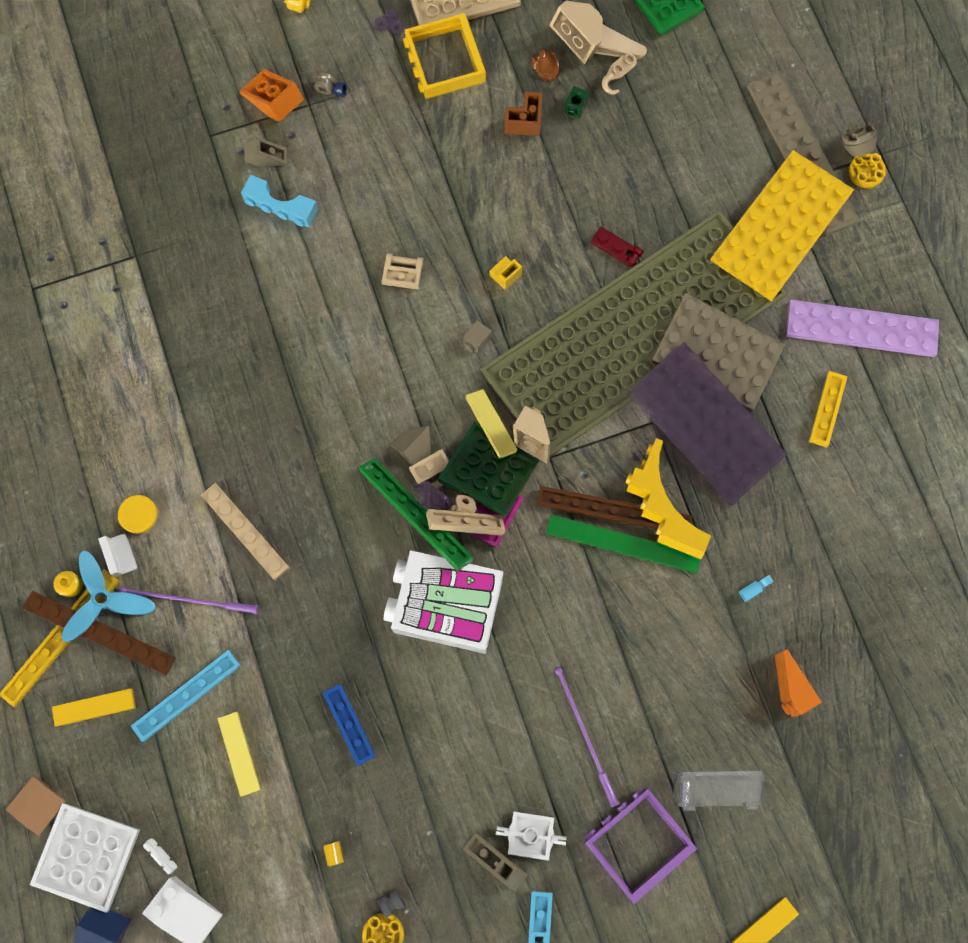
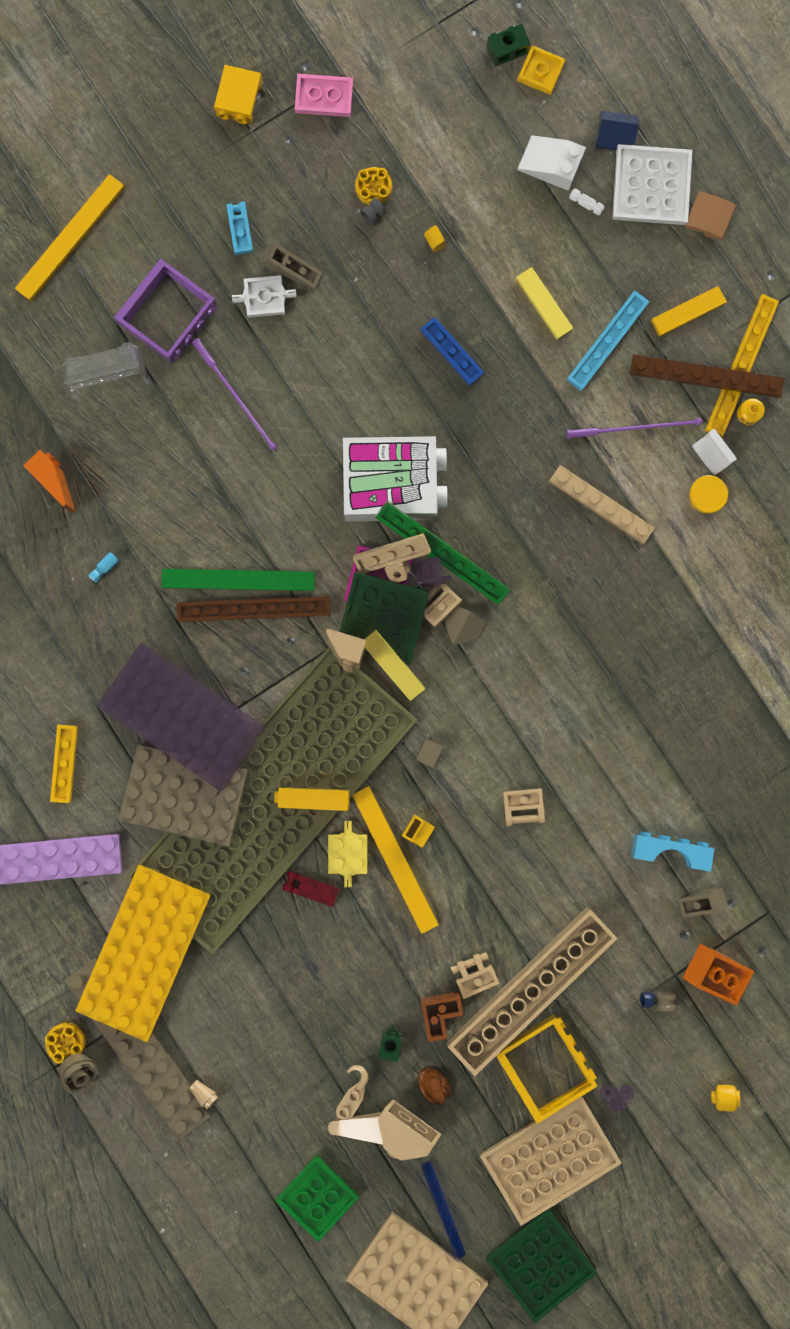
camera: 160 degrees right, 10 degrees up
(117, 601) = (724, 415): medium azure piece -> none
(439, 116) = (531, 991): none -> tan brick
(485, 137) = (478, 980): none -> tan plate
(533, 255) = (395, 860): none -> yellow tile
(575, 268) = (347, 853): none -> light yellow plate
(595, 315) = (313, 798): none -> yellow slope
(673, 528) = (212, 618): yellow arch -> none
(750, 101) = (203, 1094): none -> tan cone

